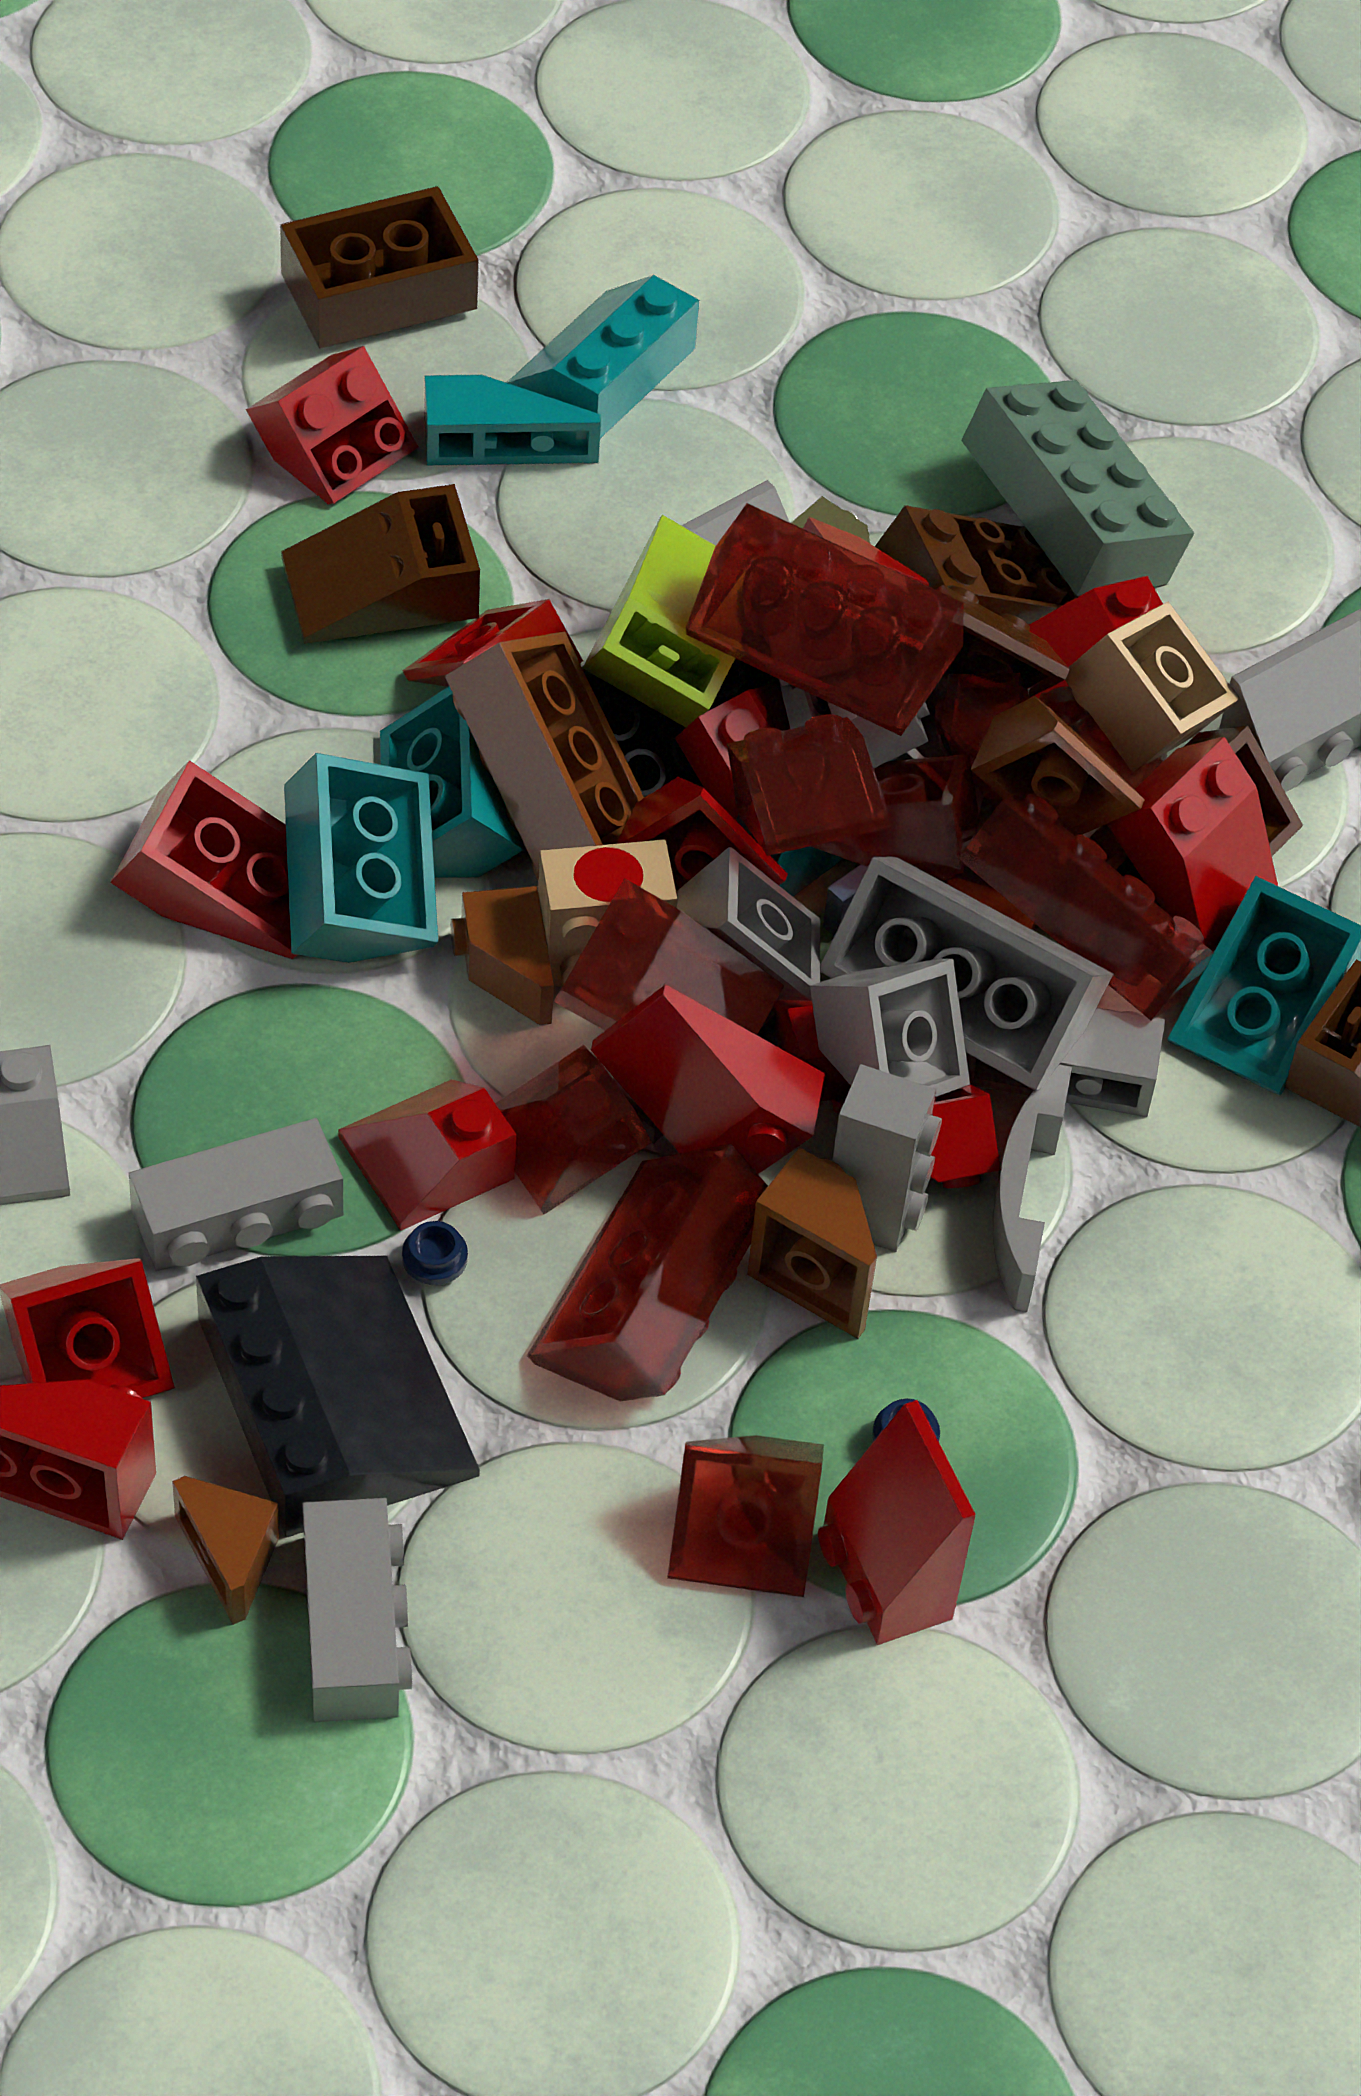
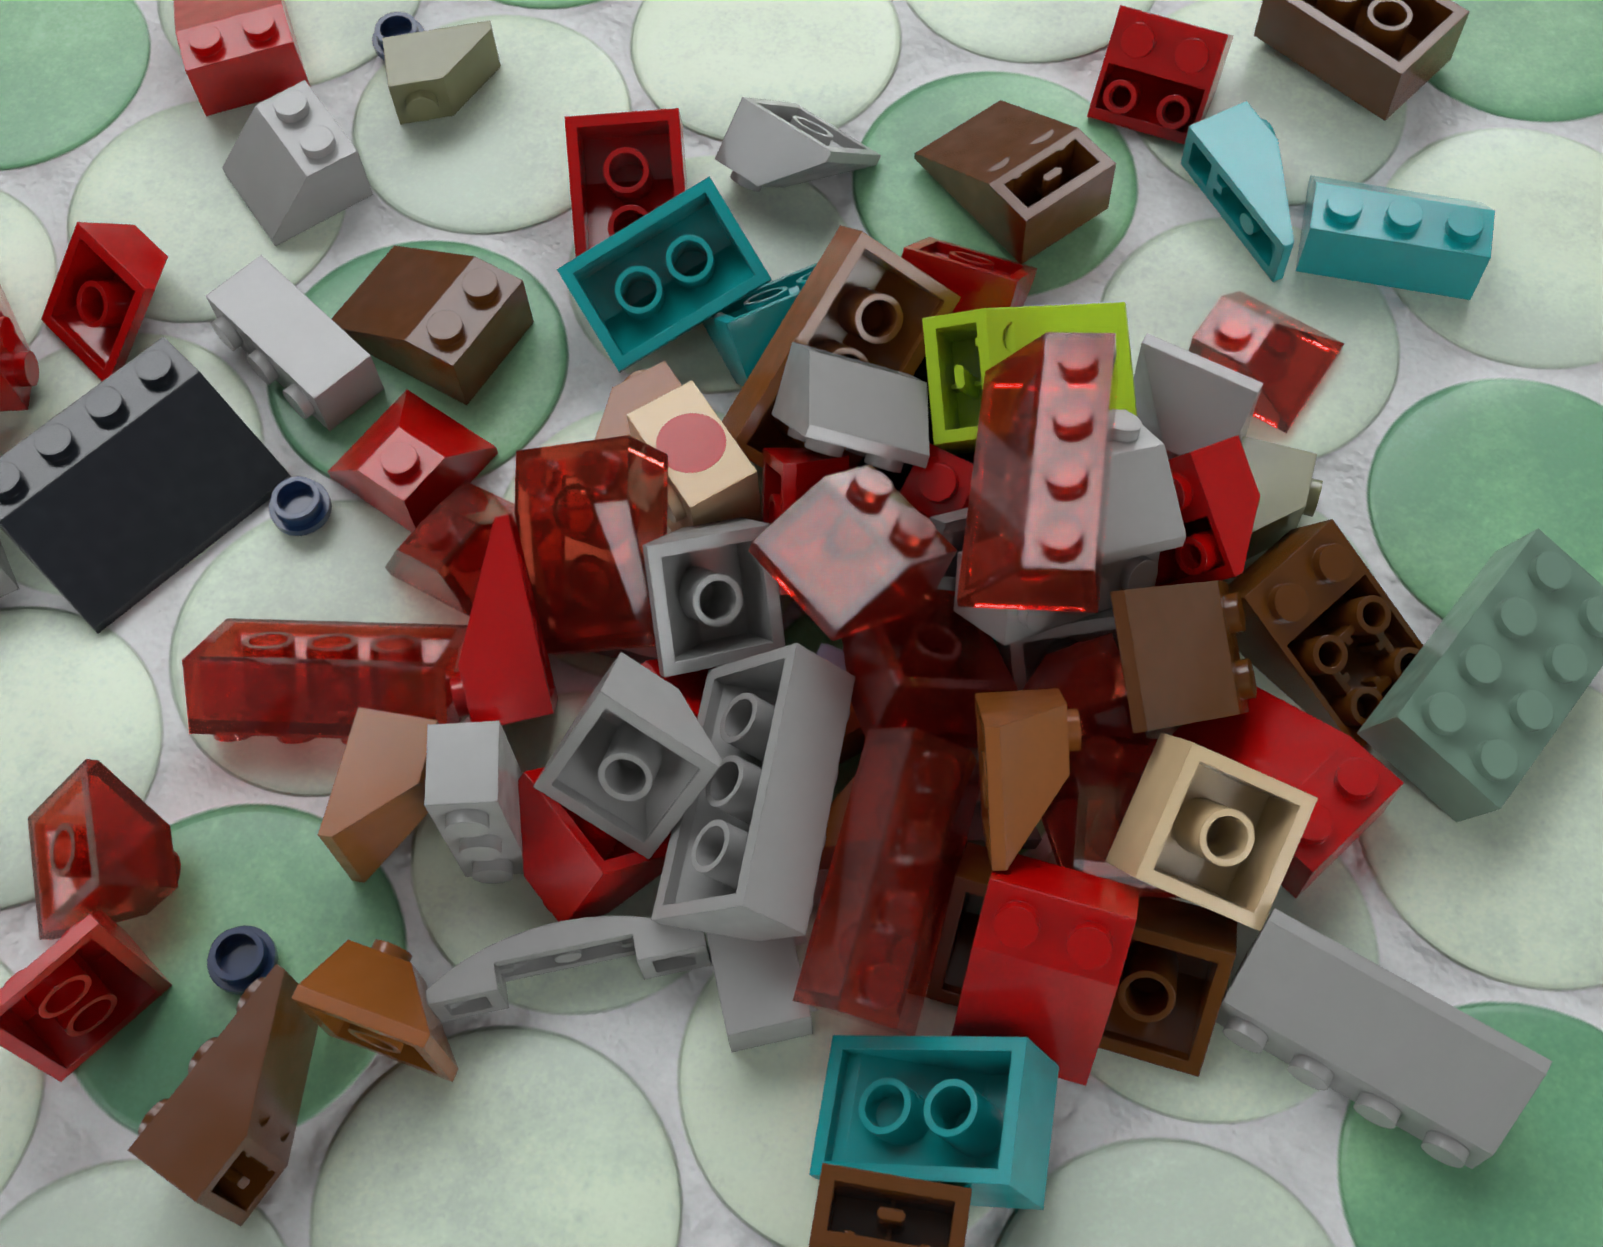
camera: 75 degrees right, 10 degrees up
(248, 723) = (787, 146): none -> light grey slope
(269, 1064) = (438, 317): none -> reddish brown slope
(639, 747) = (856, 406): none -> light grey slope
(674, 486) = (1270, 349): none -> clear red slope
(1020, 1316) = (379, 1005): none -> dark orange slope
(1067, 1435) = (238, 1108): none -> reddish brown slope

